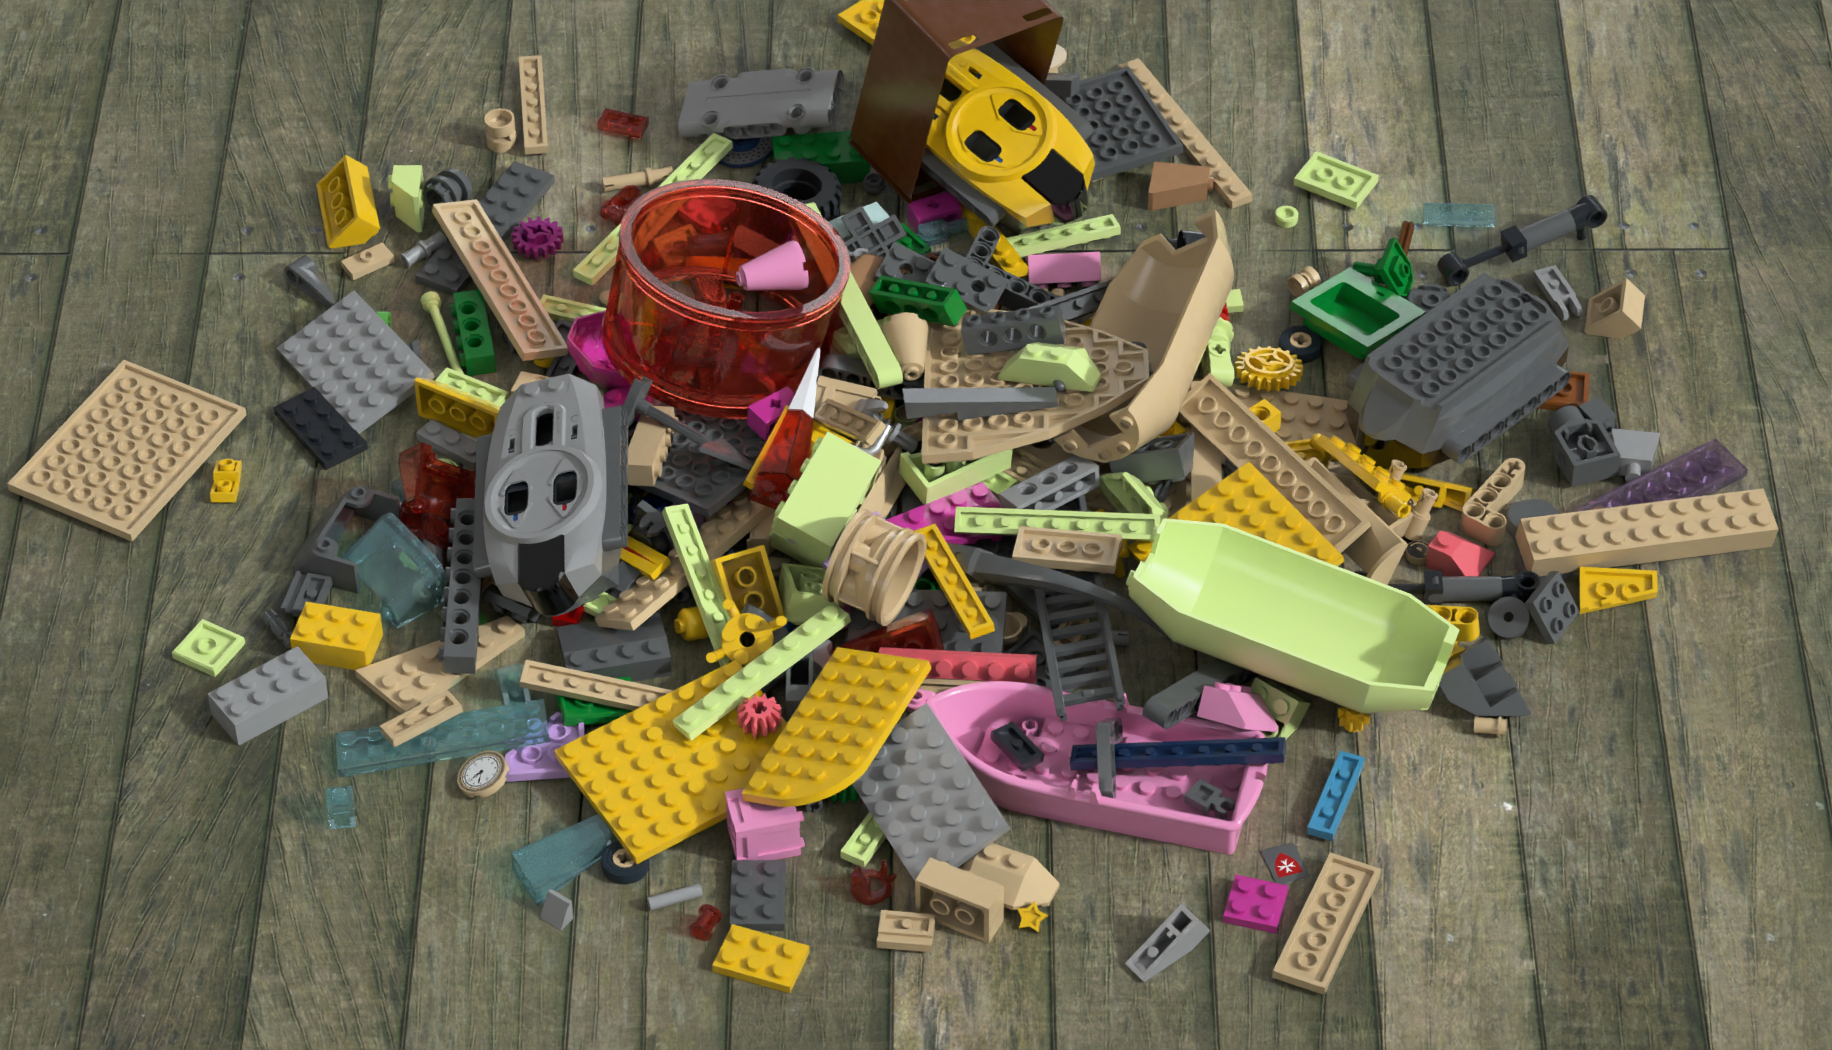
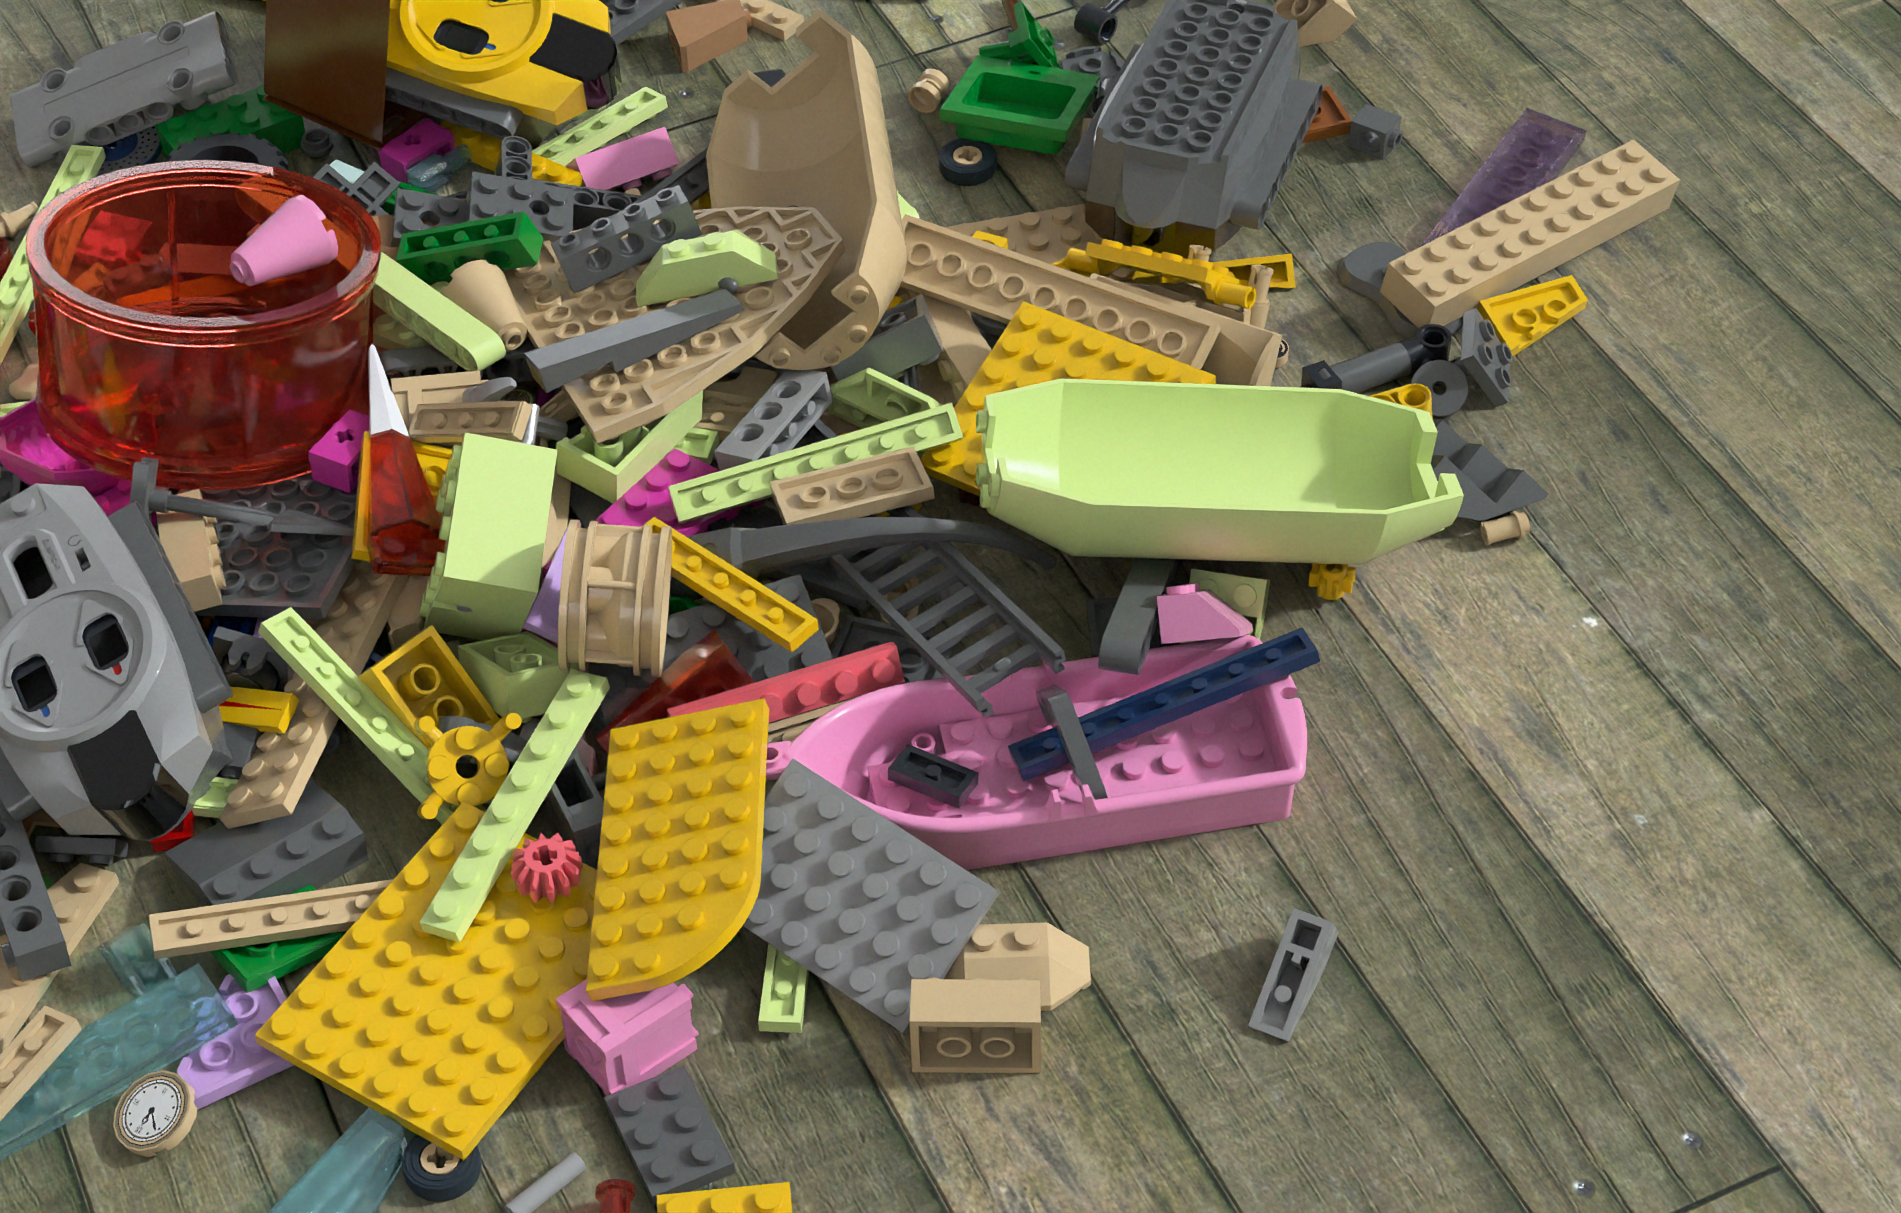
camera: 25 degrees left, 0 degrees up
(690, 624) = (365, 777): yellow head -> none
(861, 884) = (818, 1060): clear red piece -> none
(906, 931) = (918, 1102): tan plate -> none
(1031, 917) = (1082, 1010): yellow piece -> none
(1208, 797) = (1232, 750): dark grey plate -> none
(1255, 904) = (1368, 872): dark pink plate -> none
(1268, 368) = (952, 198): yellow gear -> none
(1285, 863) = (1367, 802): dark grey sticker -> none
(1286, 216) = (859, 26): yellowish green tile -> none
(1326, 923) = (1481, 863): tan plate -> none
(1336, 795) = (1377, 688): dark azure plate -> none
(1457, 555) = (1322, 338): coral slope -> none
(1481, 512) = (1318, 285): tan beam -> none
(1582, 447) = (1385, 166): dark grey brick -> none
(1637, 451) = (1443, 155): light grey torso -> none

